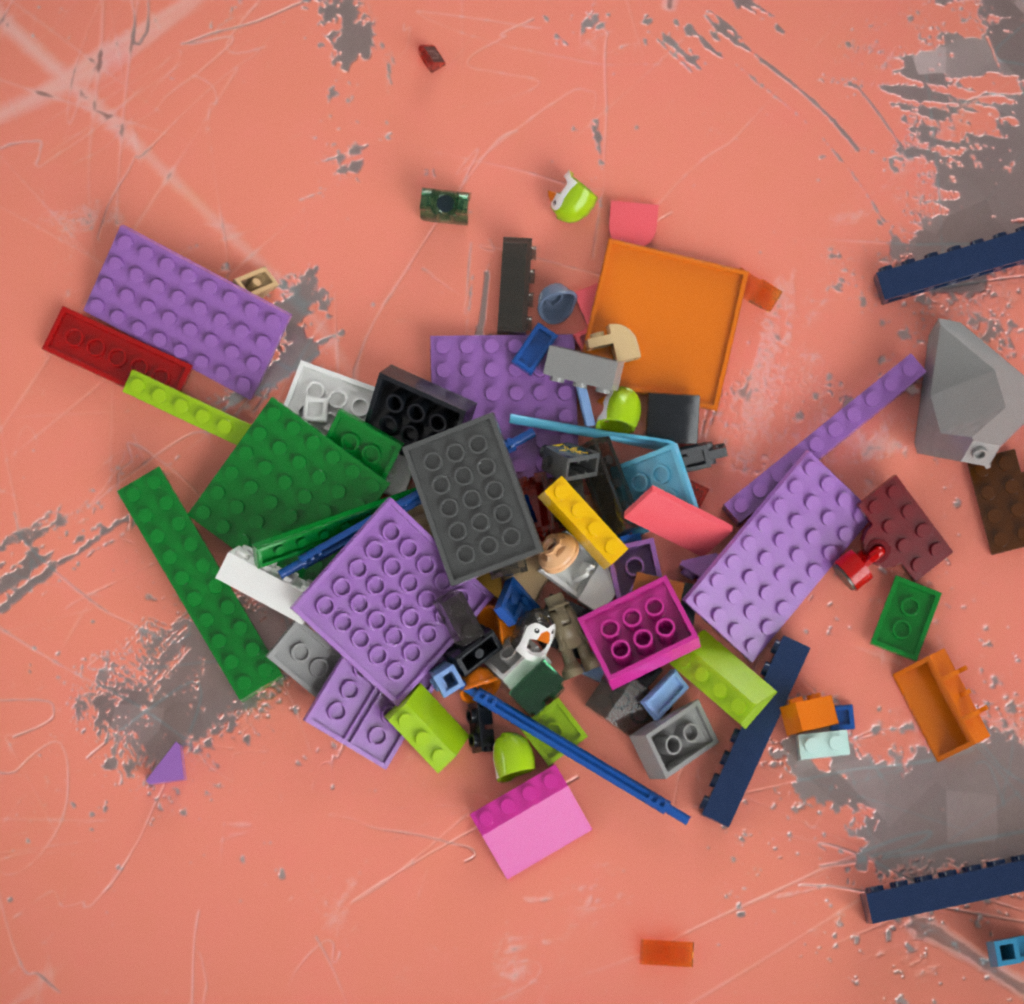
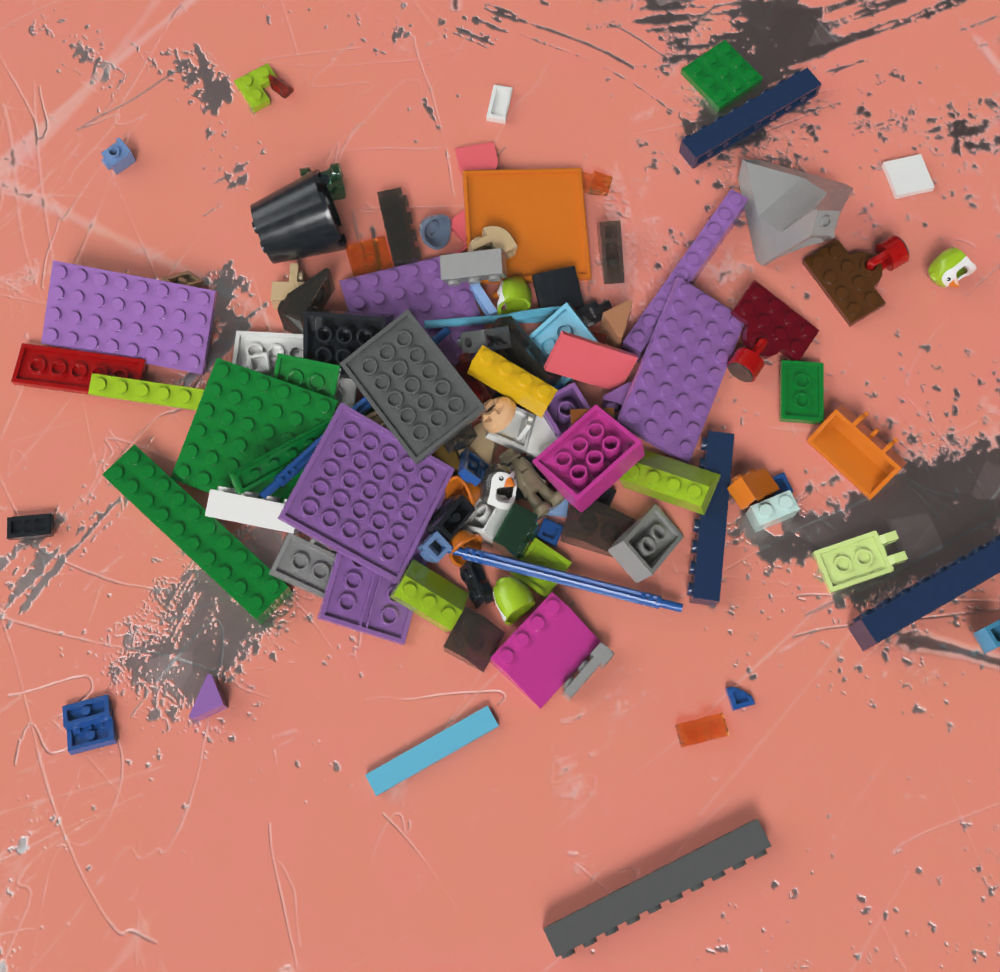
camera: 20 degrees left, 10 degrees down
(27, 522) = (30, 526): none -> black plate
(42, 755) = (89, 724): none -> blue slope
(225, 104) = (117, 157): none -> medium blue brick
(373, 332) = (281, 289): none -> tan brick
(383, 888) = (431, 750): none -> medium azure tile
(385, 351) = (309, 295): none -> clear smoke slope
(397, 45) = (252, 87): none -> lime plate
(405, 254) = (298, 220): none -> black cone
(458, 617) = (429, 490): clear smoke brick -> none
(460, 788) = (473, 639): none -> clear smoke slope
(472, 312) = (369, 256): none -> clear orange tile
(534, 349) = (427, 268): blue tile -> none
(573, 201) = (425, 152): lime piece -> none
(576, 694) = (550, 532): none -> blue tile
(585, 845) = (599, 658): none -> light grey plate
(664, 694) = (625, 508): light blue tile -> none
(681, 155) = (499, 104): none -> white tile
(716, 932) = (738, 698): none -> blue tile
(722, 481) = (615, 322): none -> nougat slope
(749, 386) = (611, 251): none -> clear smoke slope
(895, 825) = (857, 560): none -> yellowish green tile
(958, 193) = (721, 75): none -> green plate

